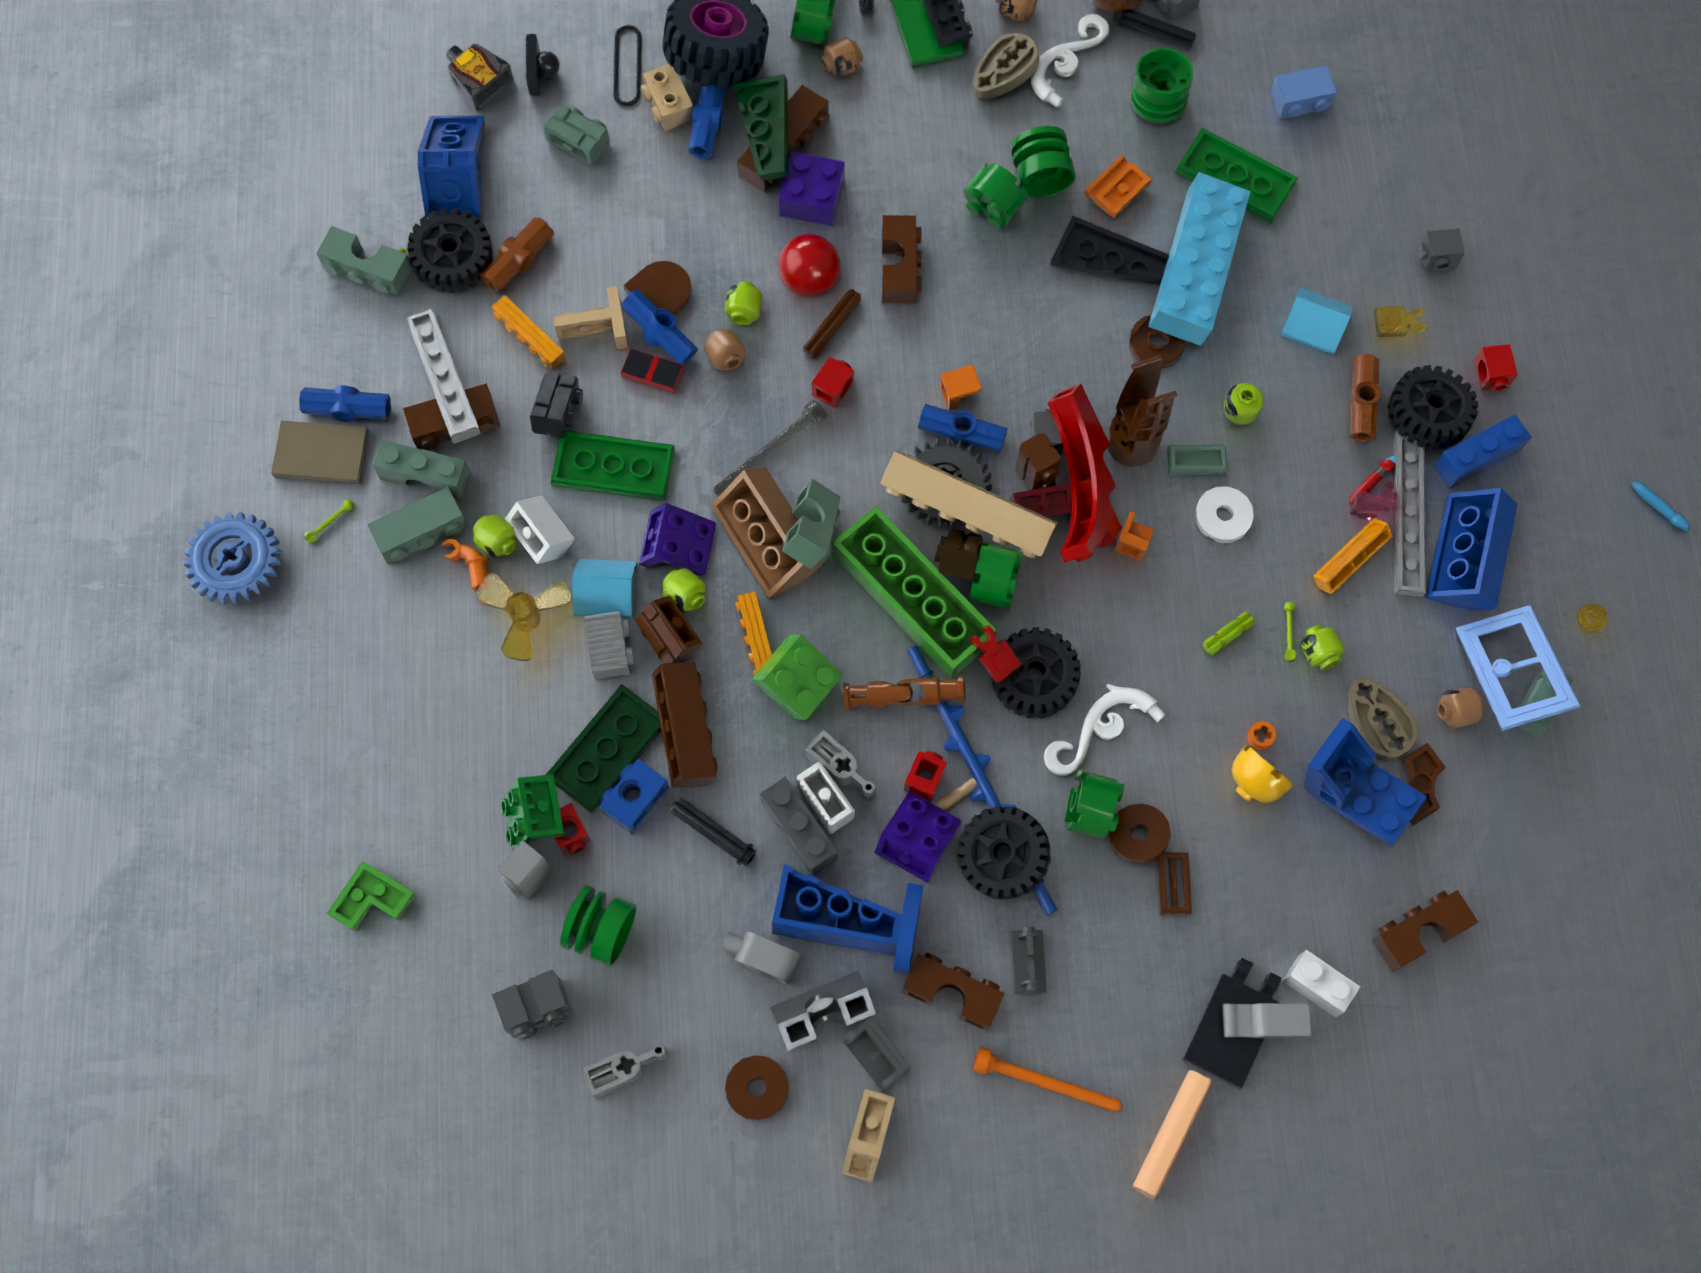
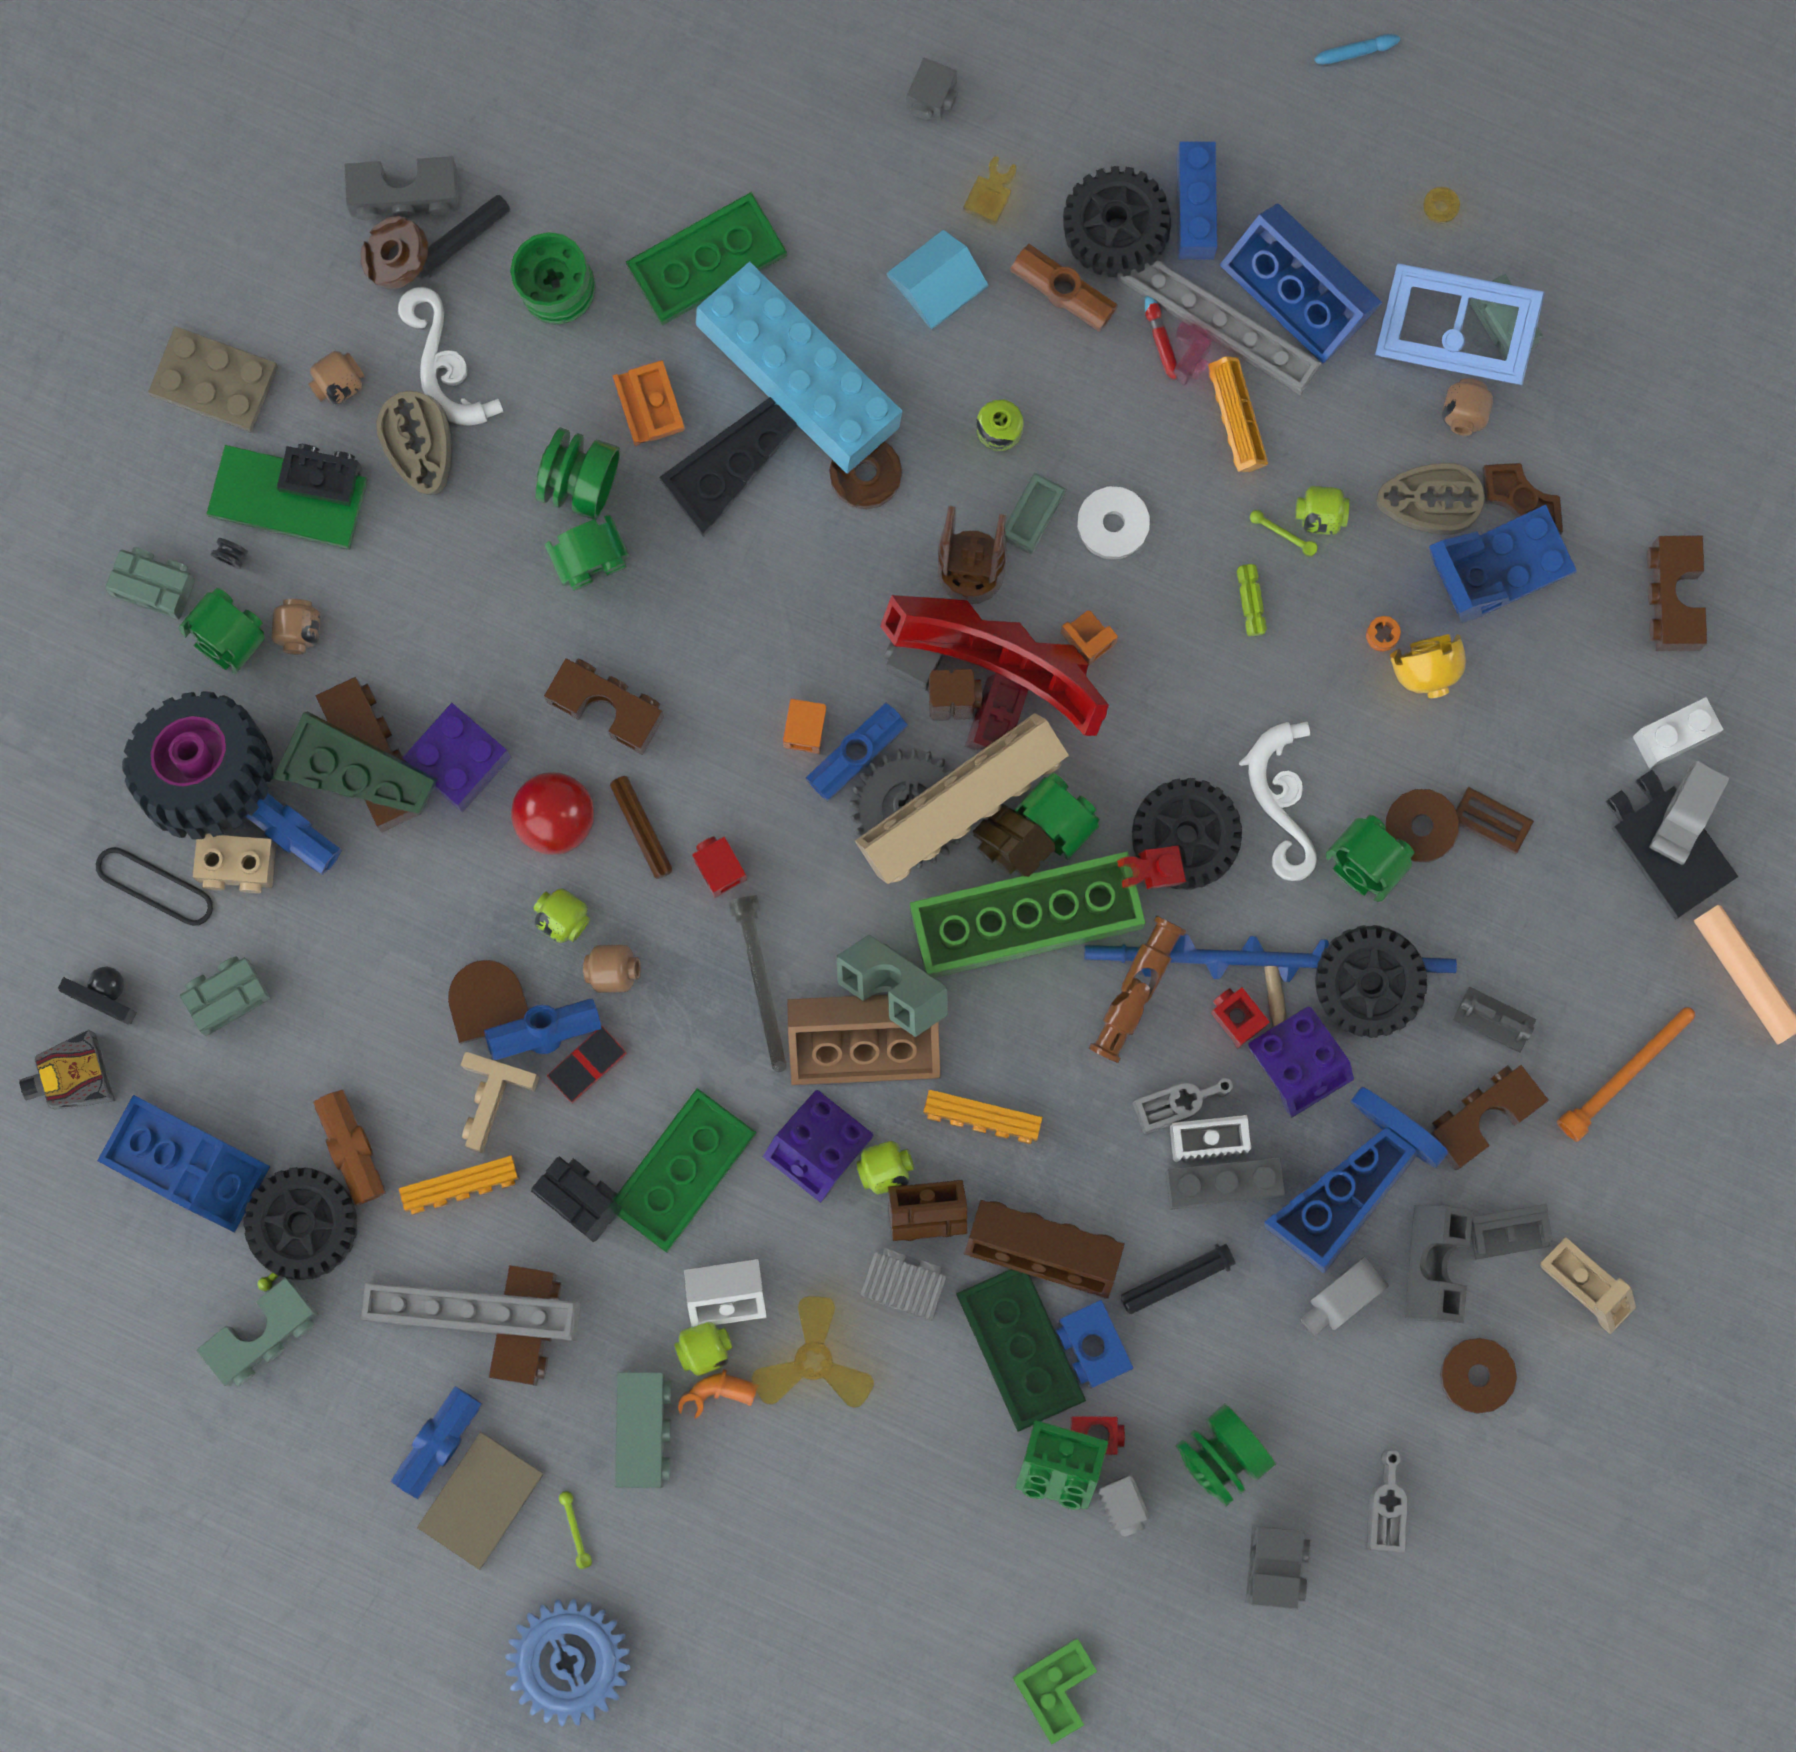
camera: 60 degrees left, 10 degrees up
(404, 463) = (573, 1392): sand green arch -> none
(603, 587) = (828, 1254): medium azure slope -> none
(797, 677) = (1059, 1096): bright green brick -> none
(1303, 92) = (647, 119): medium blue brick -> none
(1495, 367) = (1107, 122): red brick -> none

